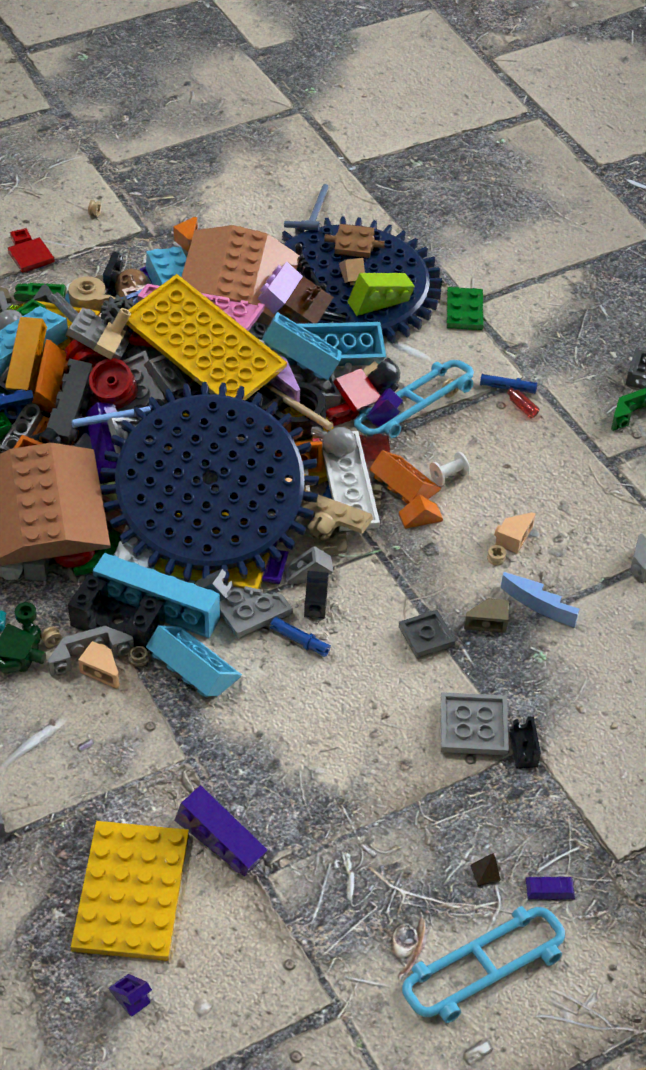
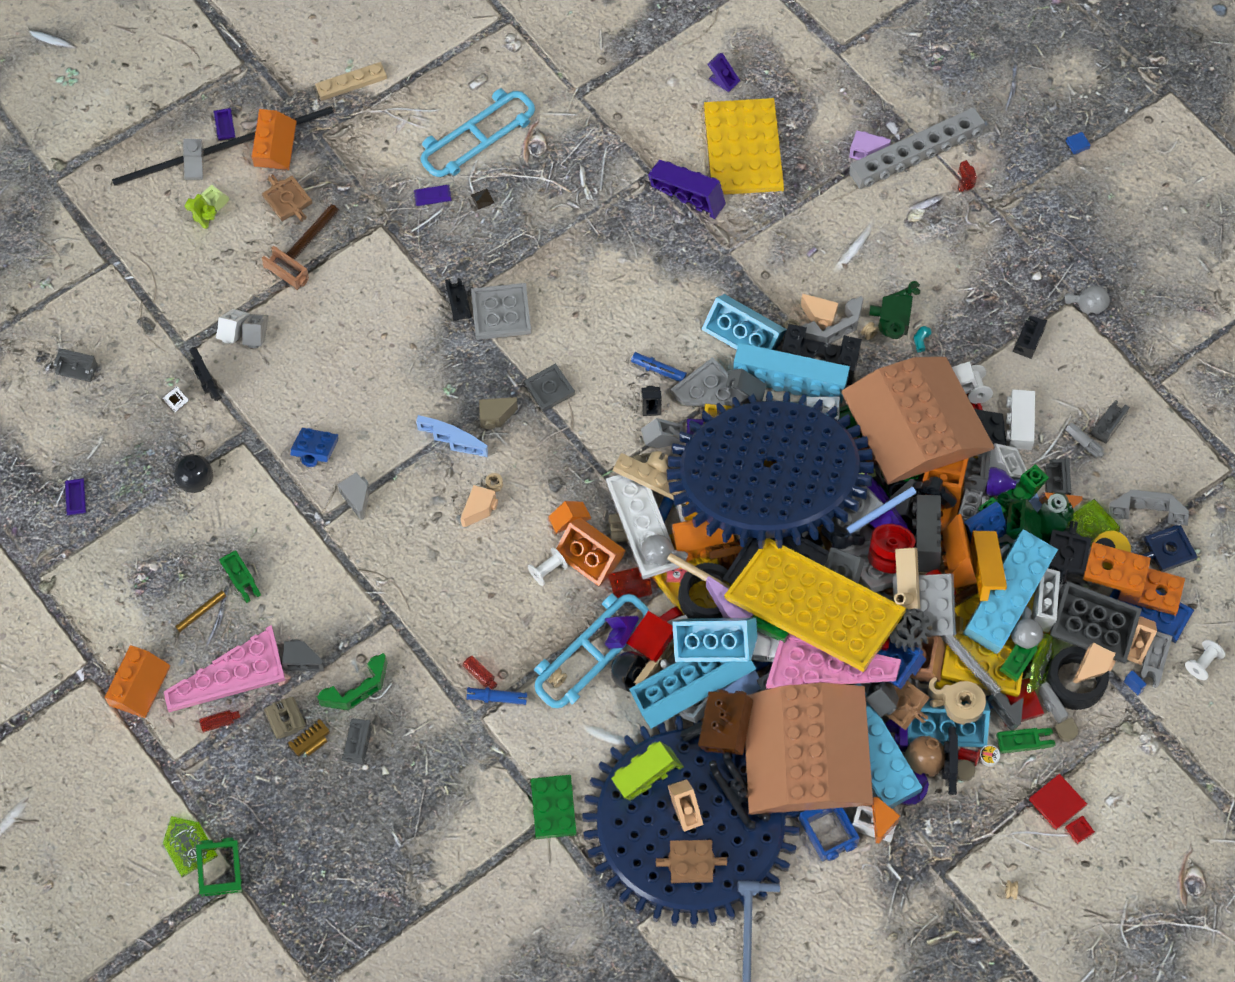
camera: 175 degrees right, 15 degrees up
(279, 287) = (756, 725): lavender brick -> none

